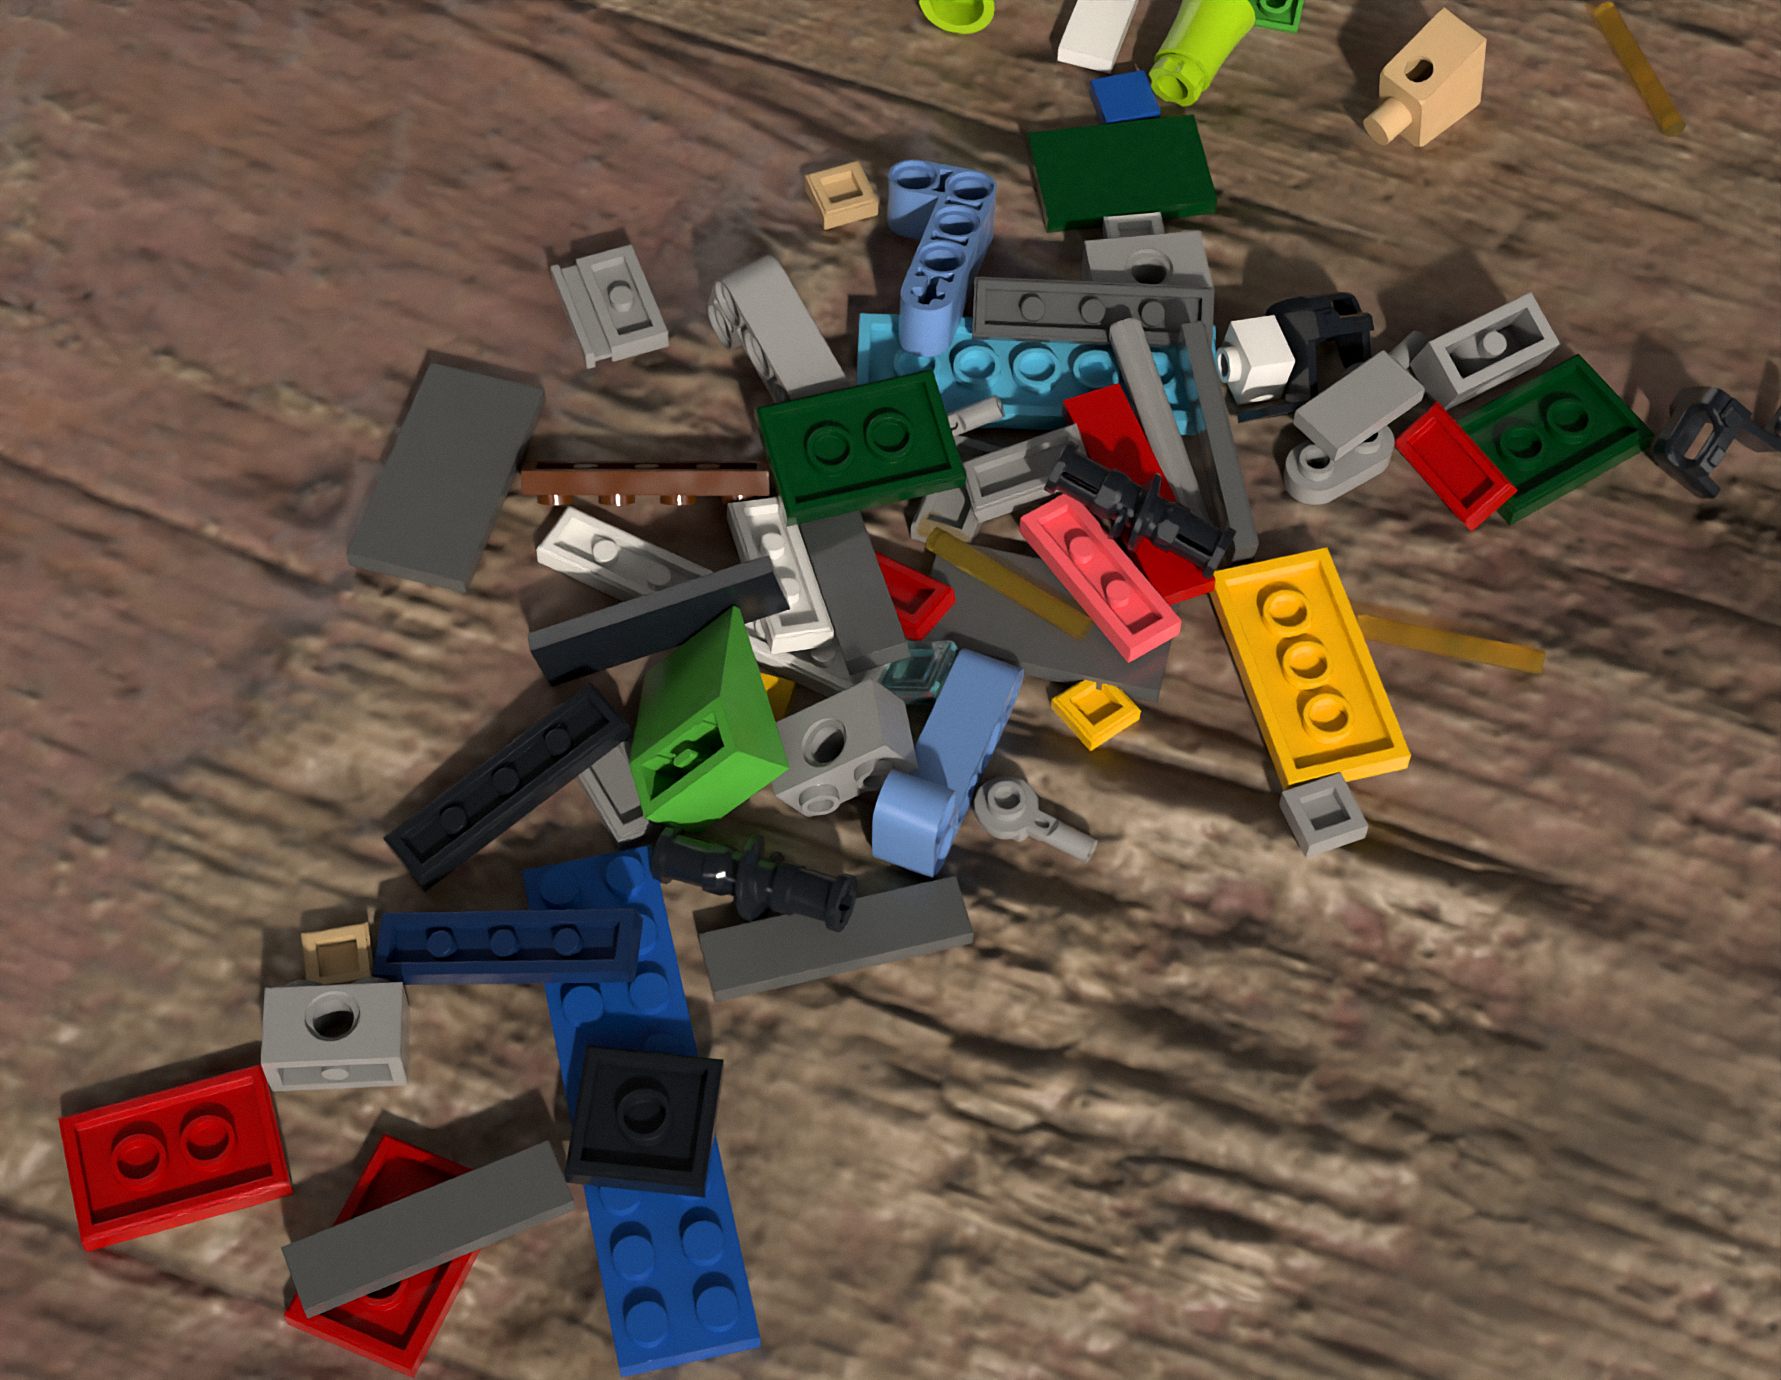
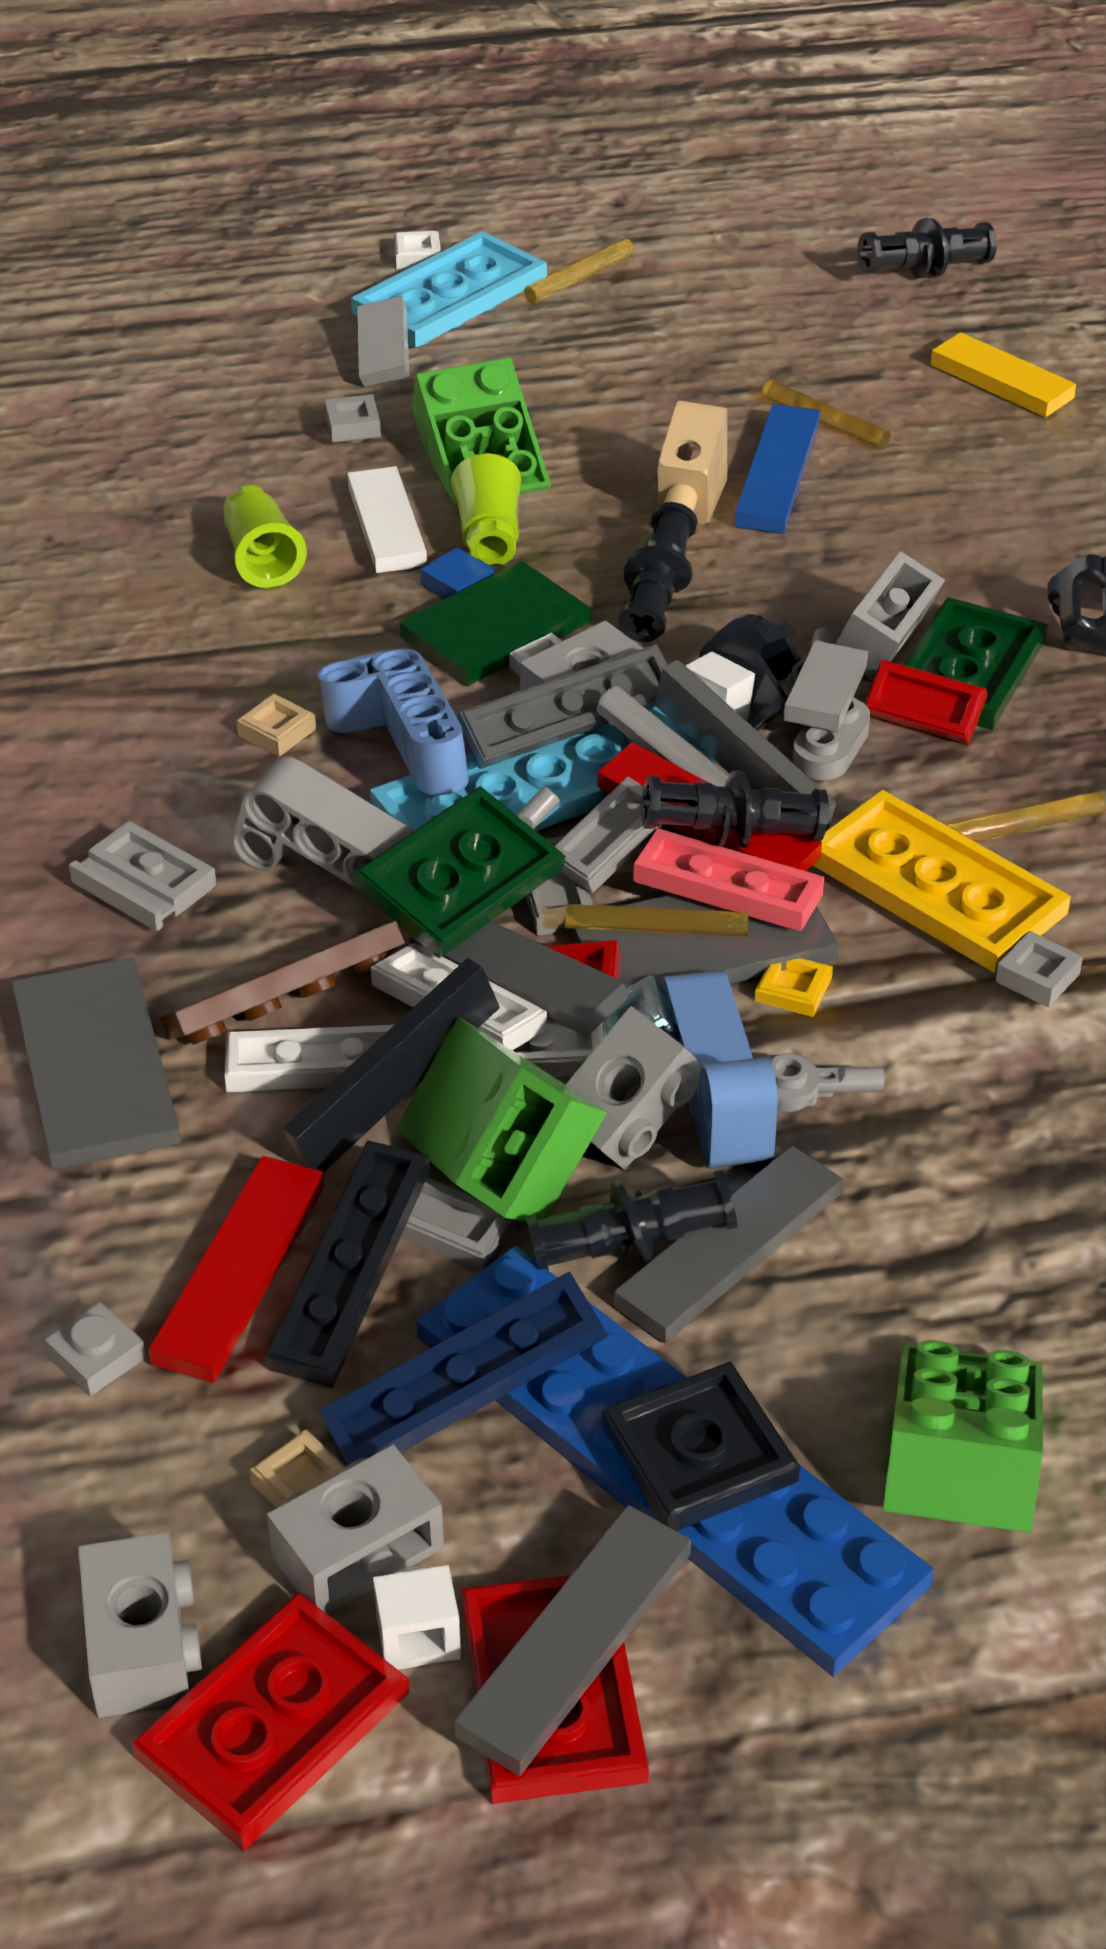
camera: 30 degrees left, 15 degrees down
(120, 985) = (144, 1663): none -> light grey brick
(265, 755) = (95, 1349): none -> light grey plate
(328, 1137) = (417, 1617): none -> white plate
(424, 740) = (236, 1269): none -> red tile
(880, 1232) = (966, 1437): none -> bright green slope
(1307, 190) = (657, 572): none -> black piece
(1536, 114) = (777, 469): none -> blue tile

